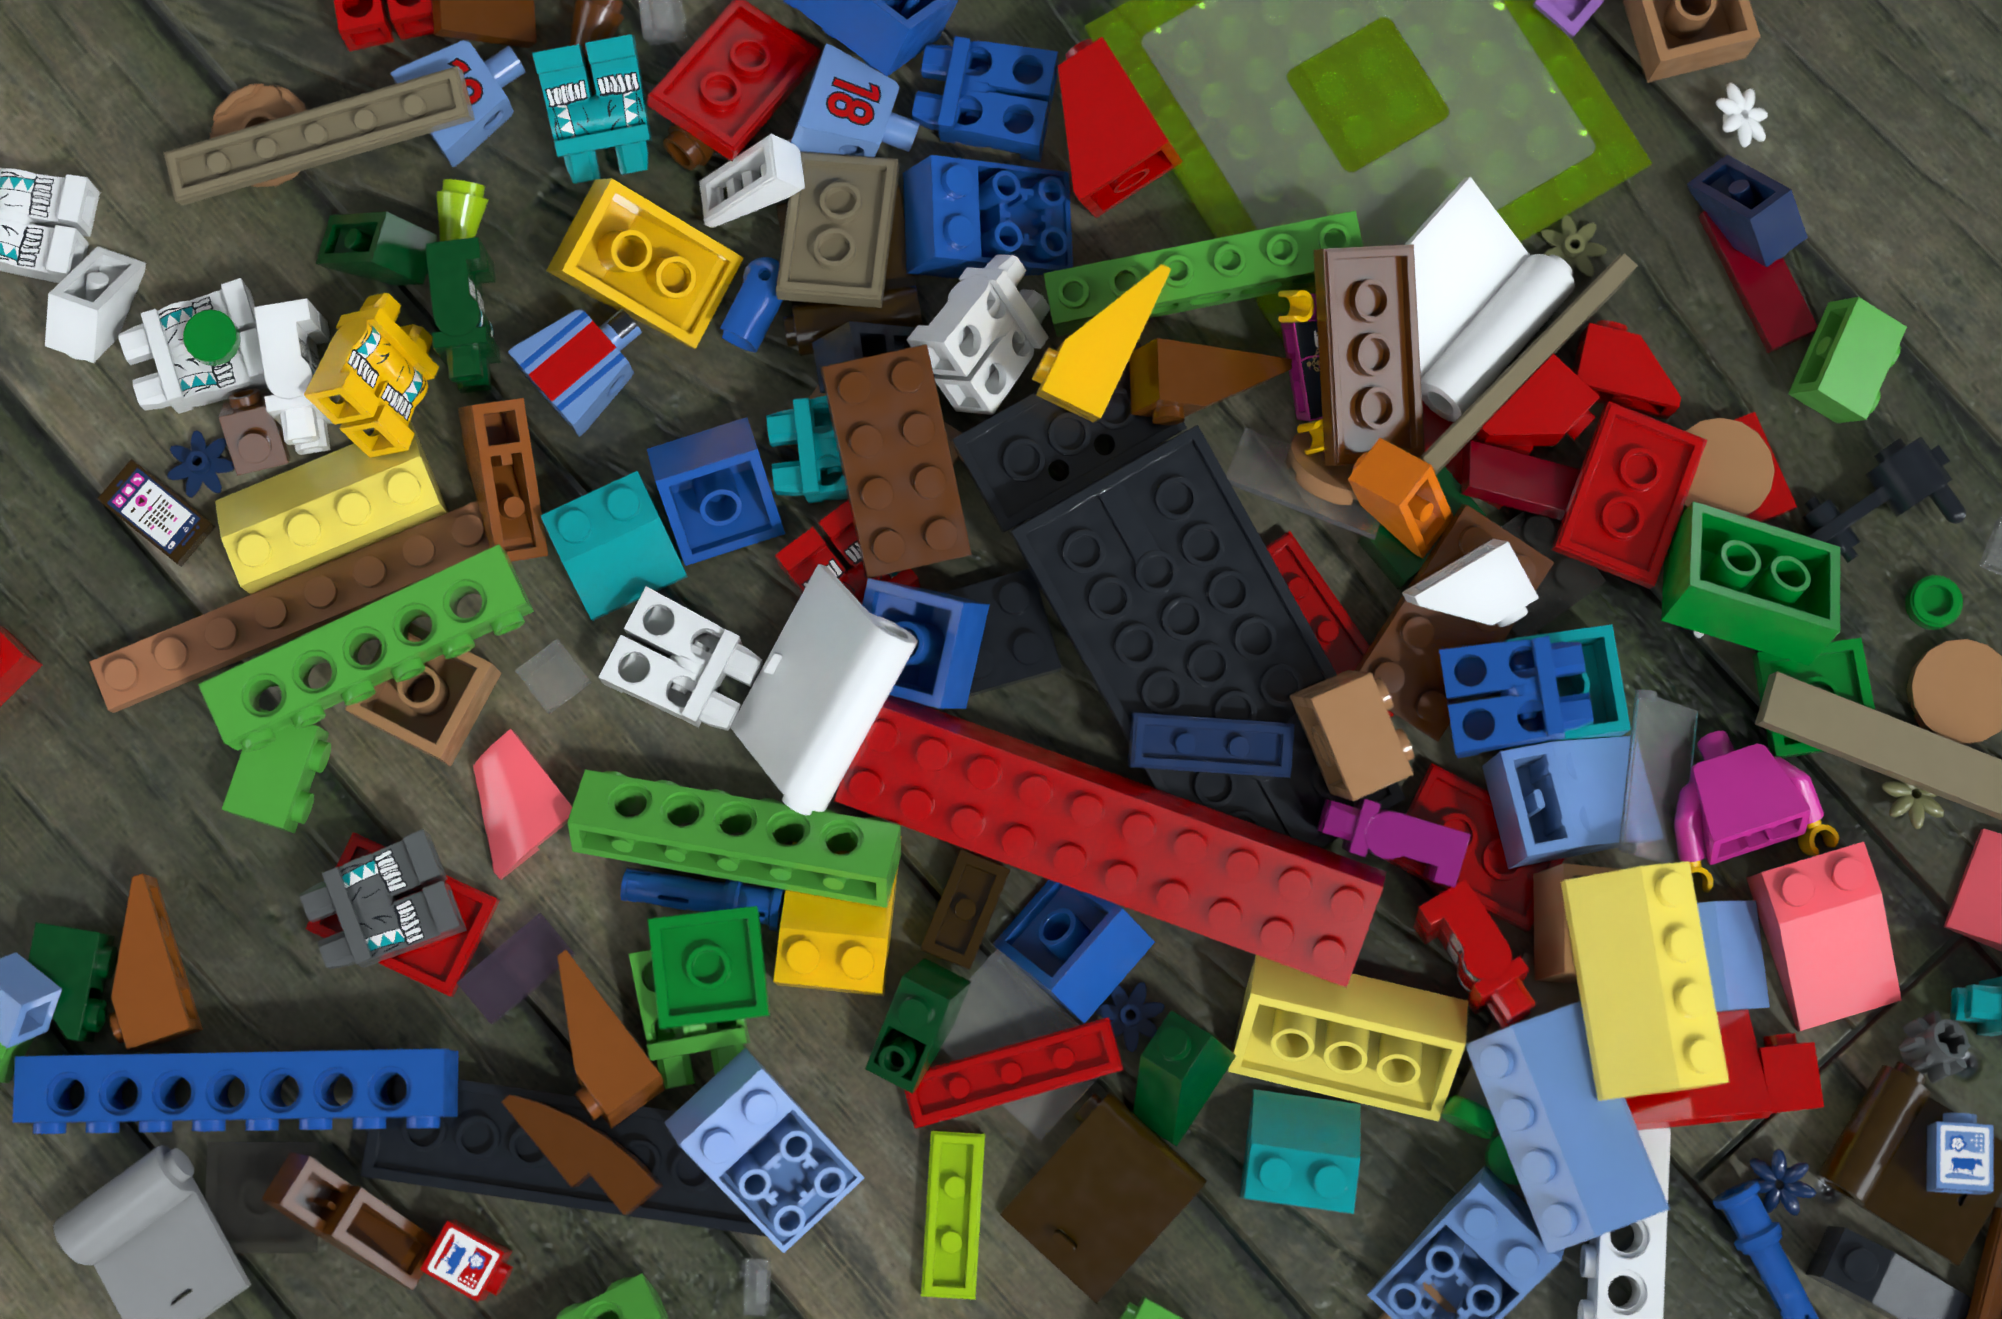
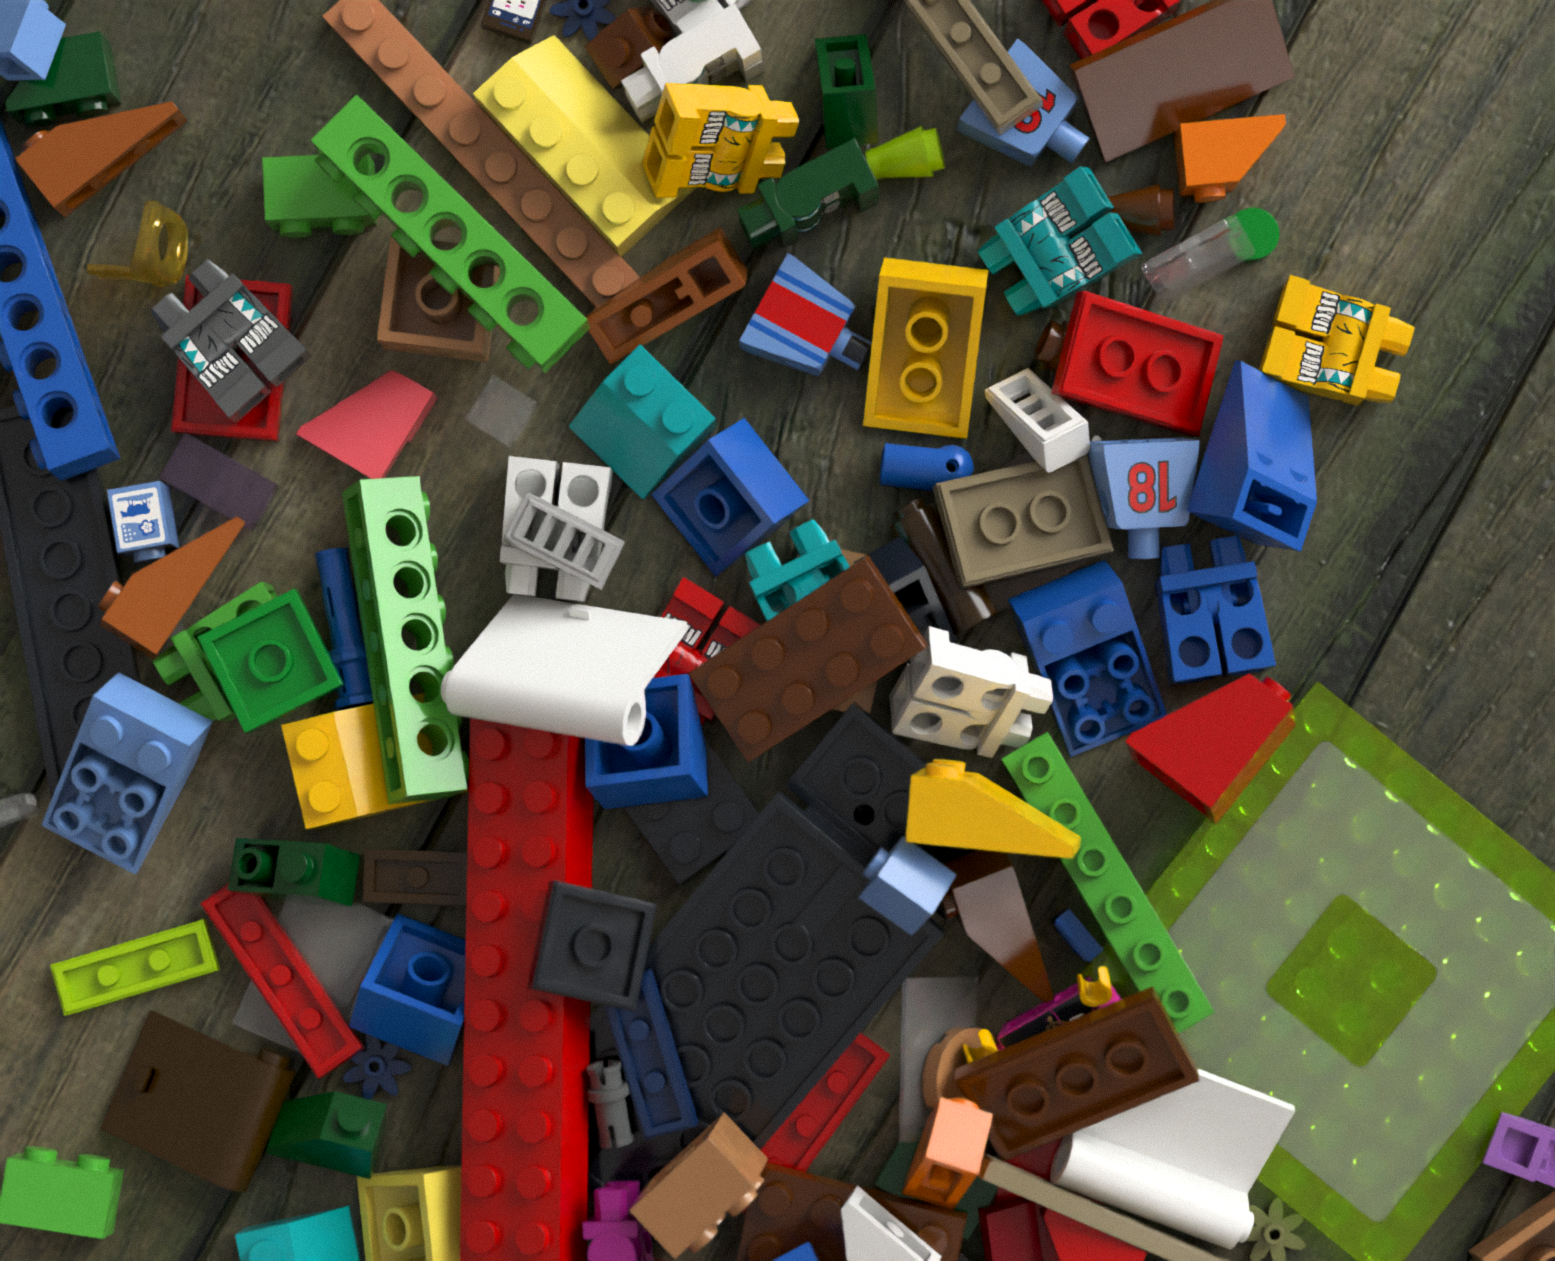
camera: 70 degrees right, 5 degrees up
(281, 955) = (145, 261): none -> clear yellow piece
(527, 1052) = (143, 521): none -> brick
(582, 1149) = (68, 608): reddish brown slope -> none
(656, 662) = (523, 520): none -> light grey slope
(1091, 752) = (592, 946): none -> black tile
(1140, 438) = (905, 884): none -> medium blue brick
(1239, 321) = (1076, 935): none -> blue tile
(1243, 797) = (608, 1094): none -> dark grey pin

